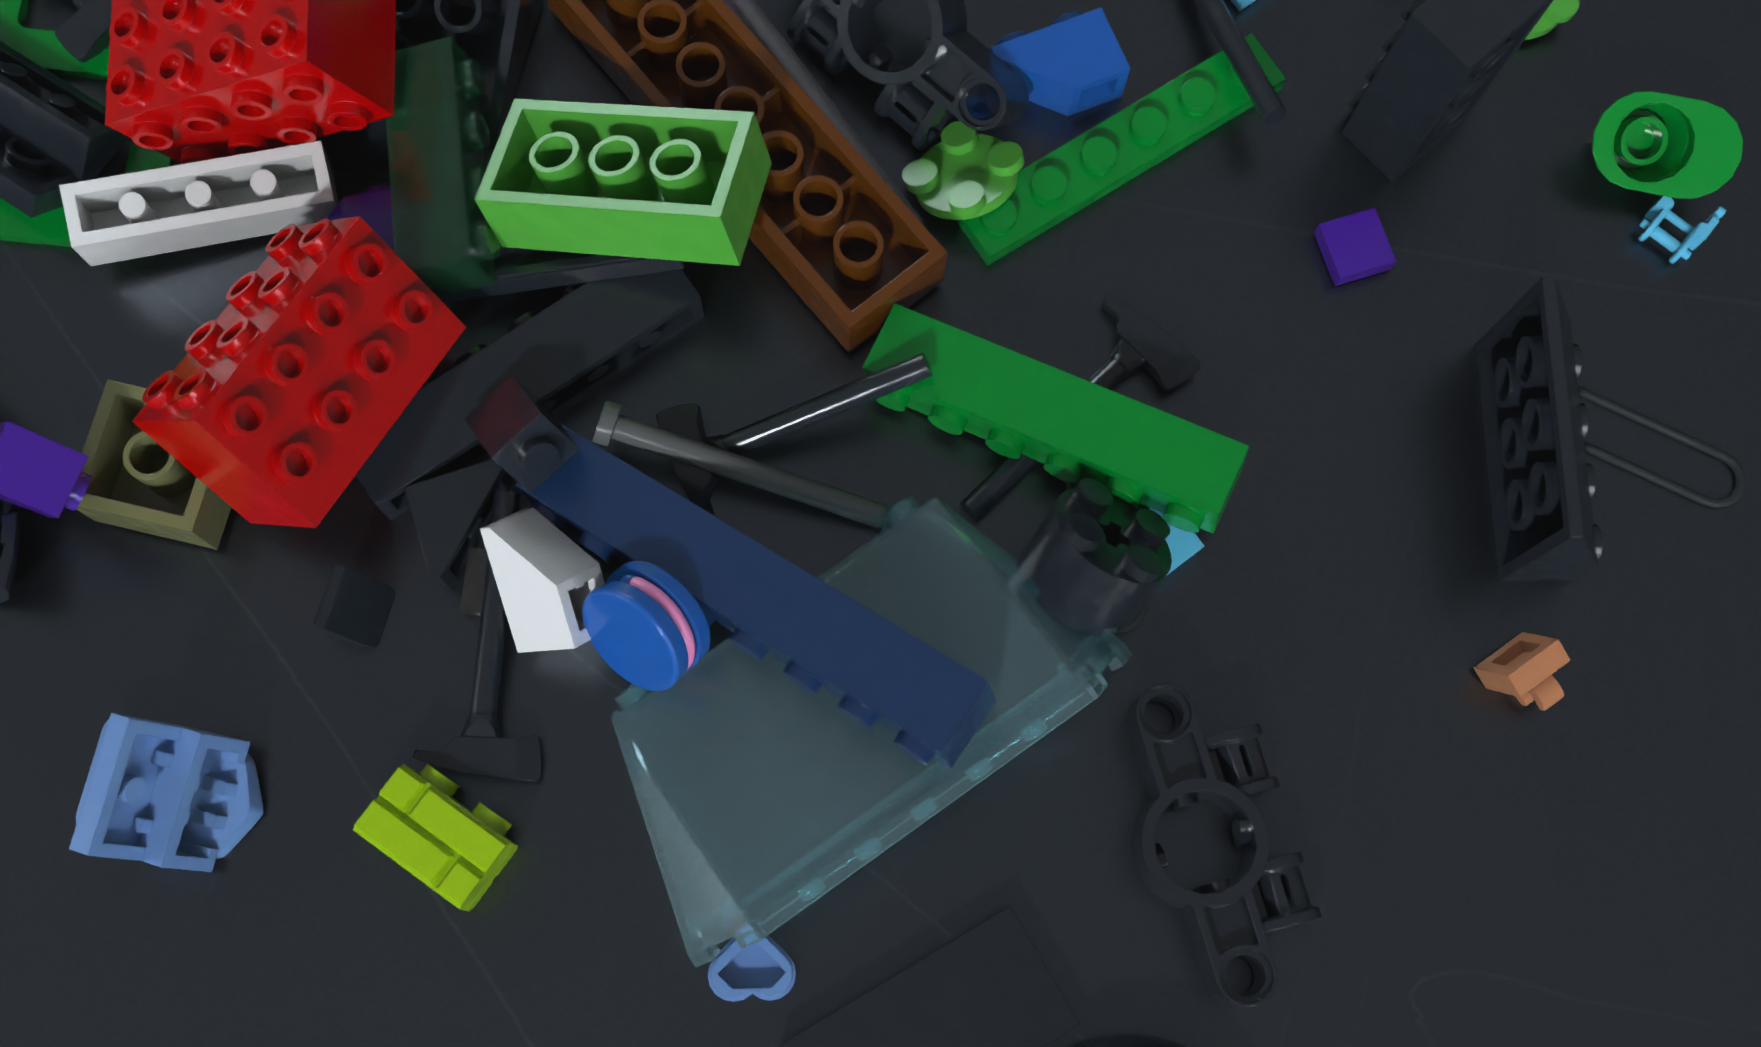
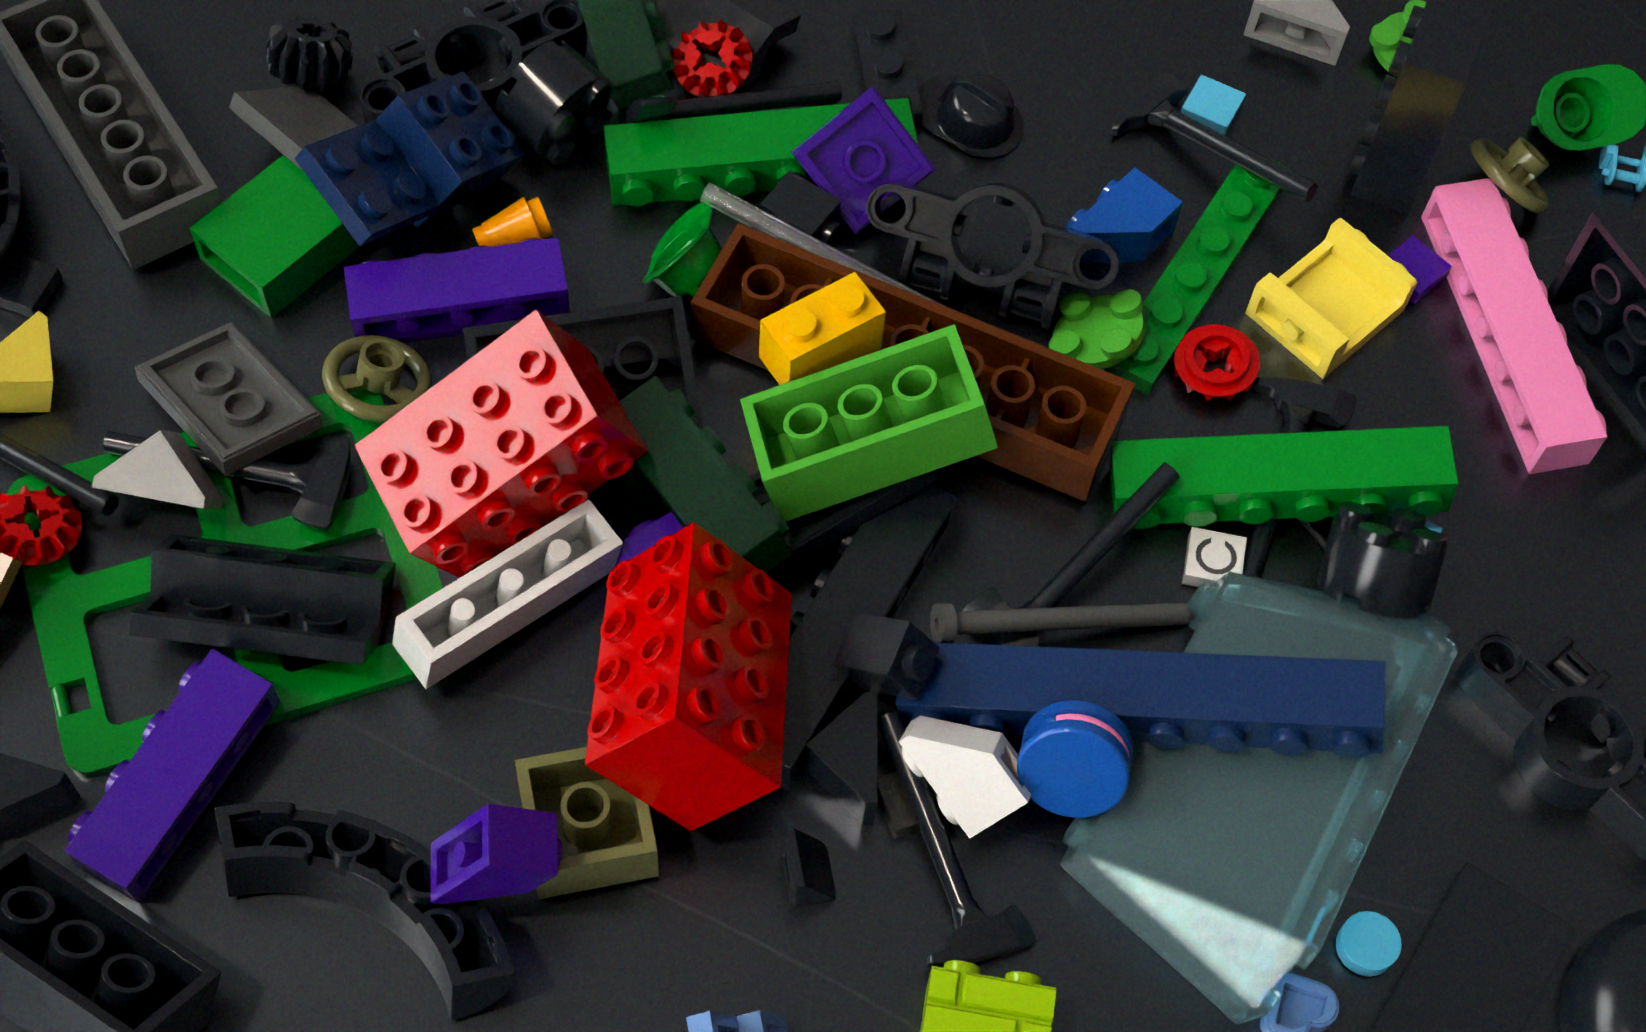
camera: 25 degrees left, 15 degrees down
(634, 59) = (822, 330): none -> yellow brick
(862, 938) = (1368, 943): none -> medium azure tile
(944, 471) = (1212, 556): none -> white tile
(1083, 238) = (1216, 343): none -> red gear
(1241, 244) = (1332, 299): none -> light yellow panel
(1422, 356) = (1514, 327): none -> bright pink brick
(1535, 182) = (1514, 171): none -> olive piece

